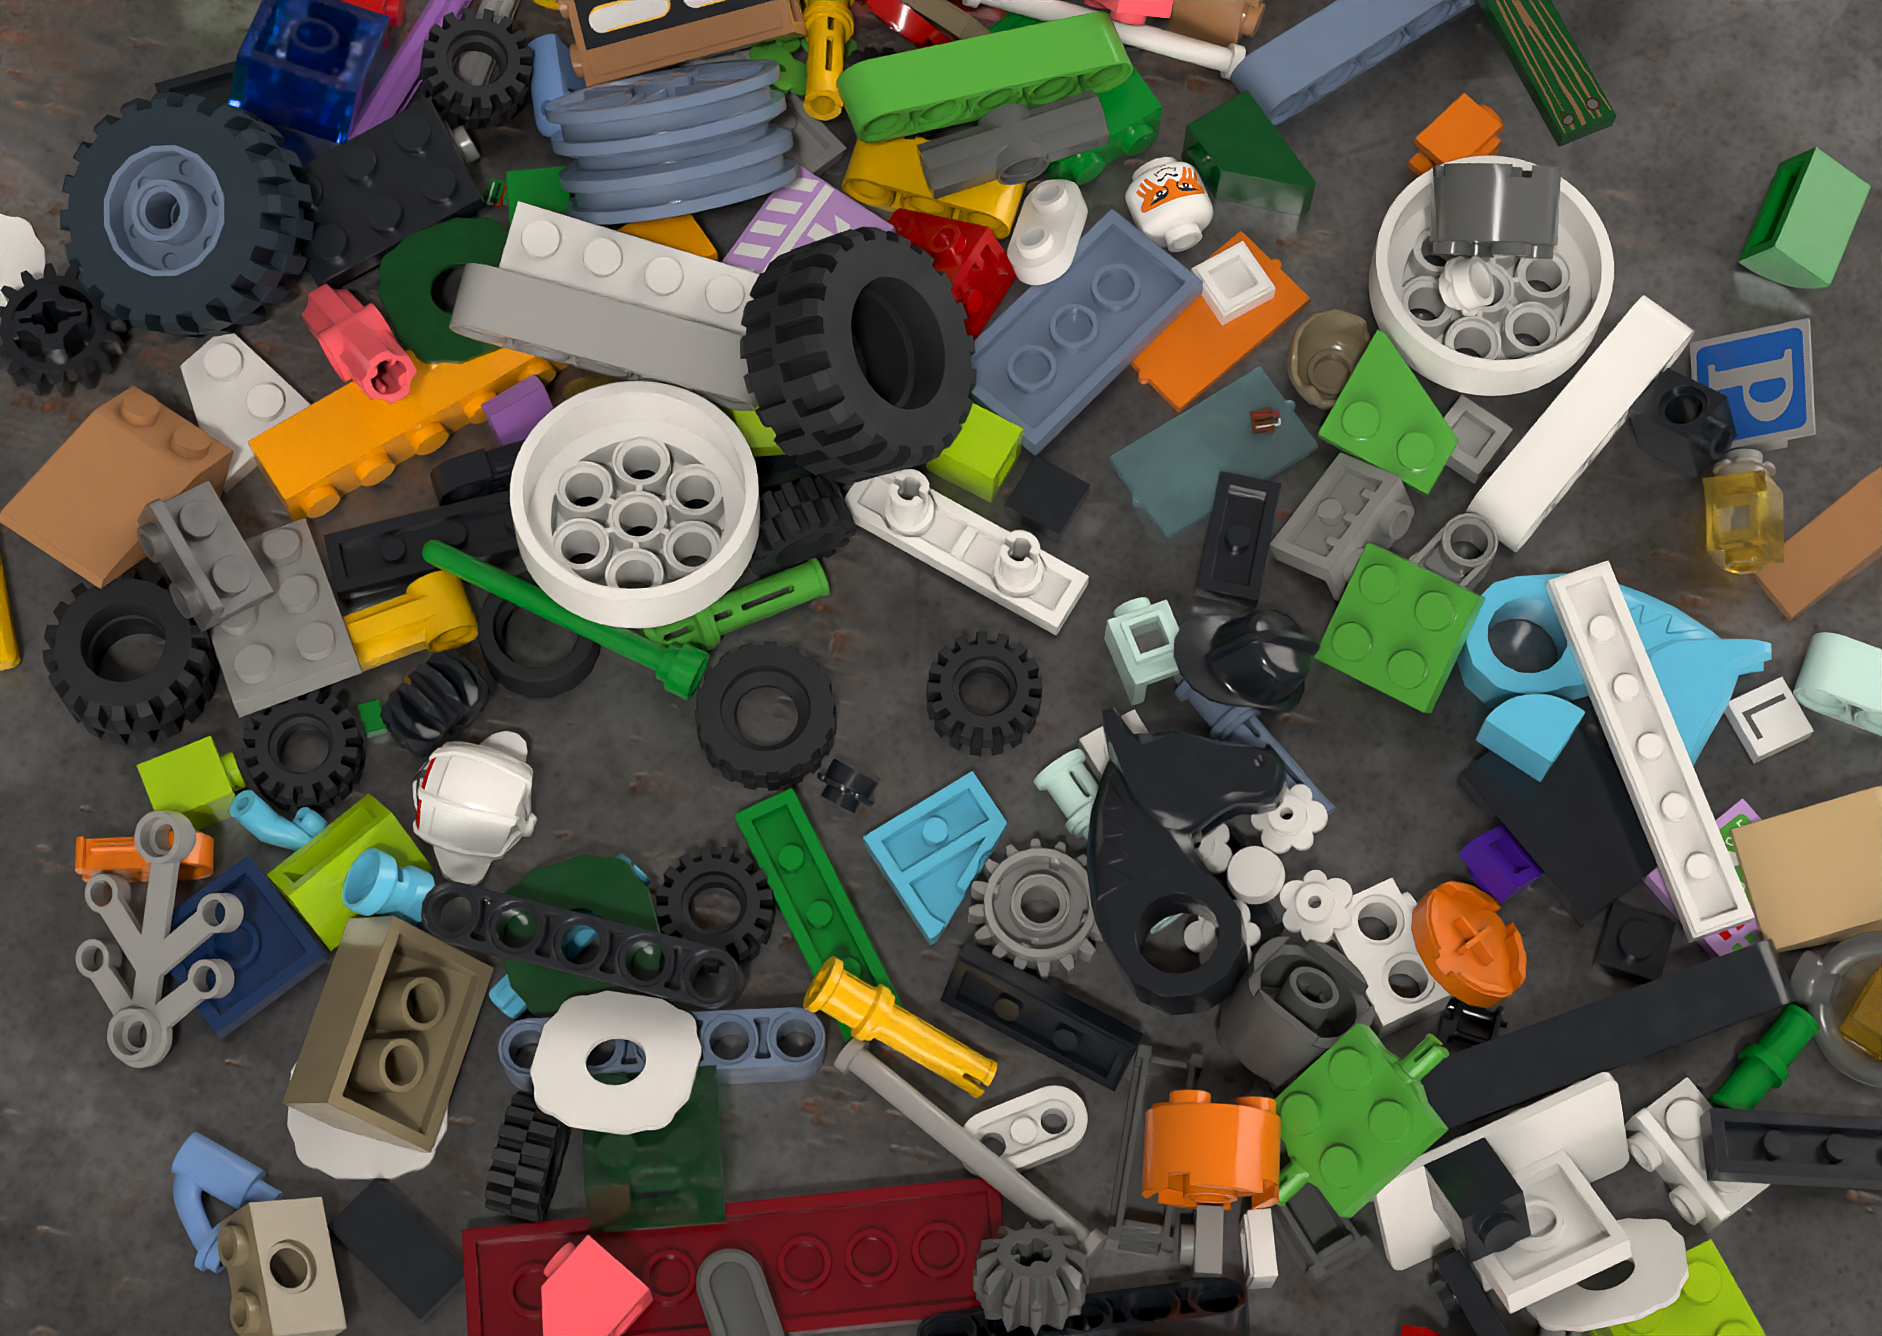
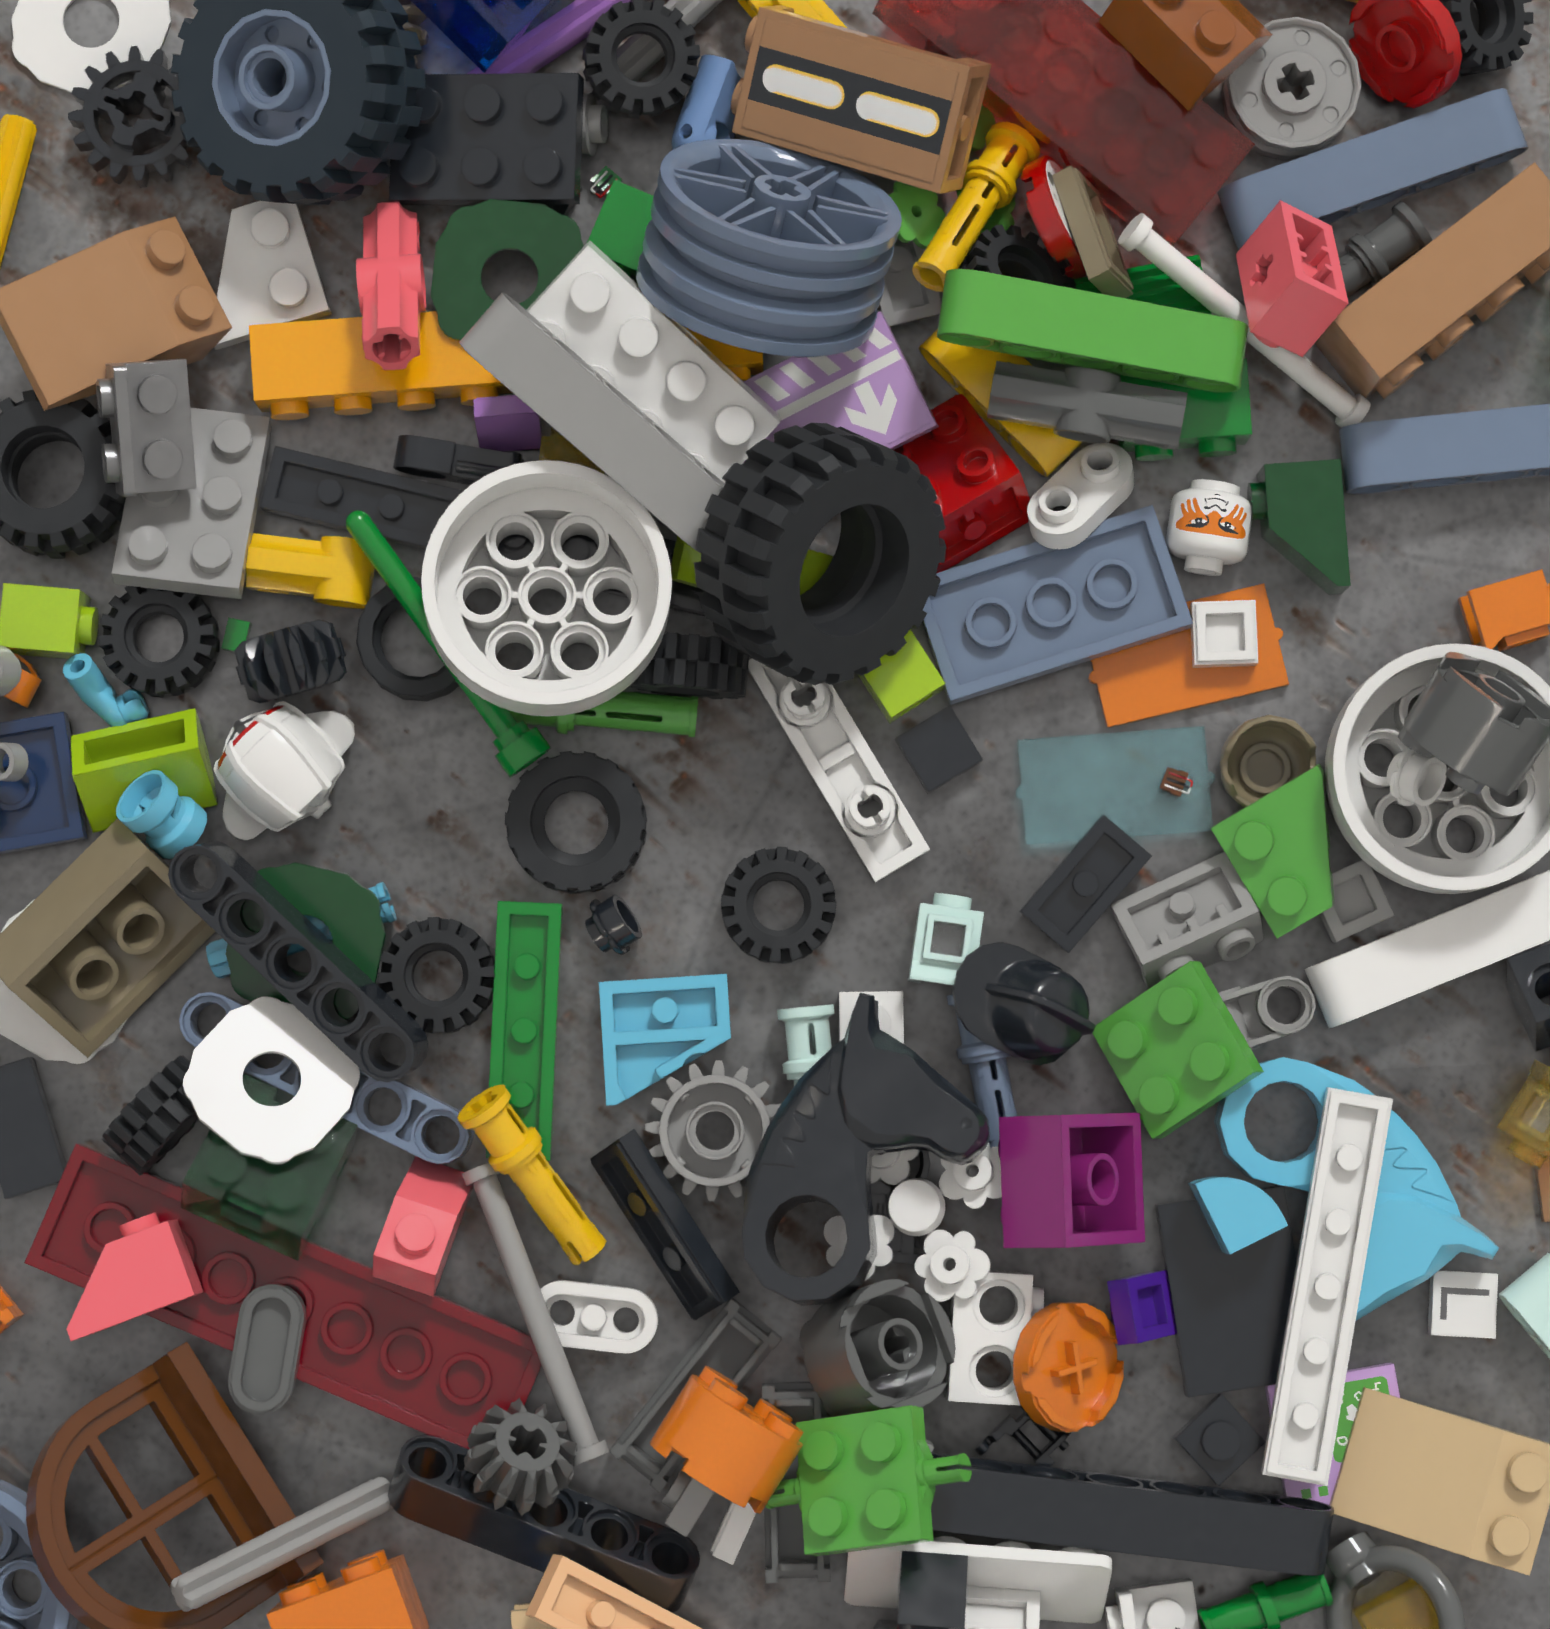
camera: 30 degrees right, 15 degrees up
(825, 1135) = (421, 1226): none -> coral slope
(1375, 777) = (1071, 1180): none -> magenta brick

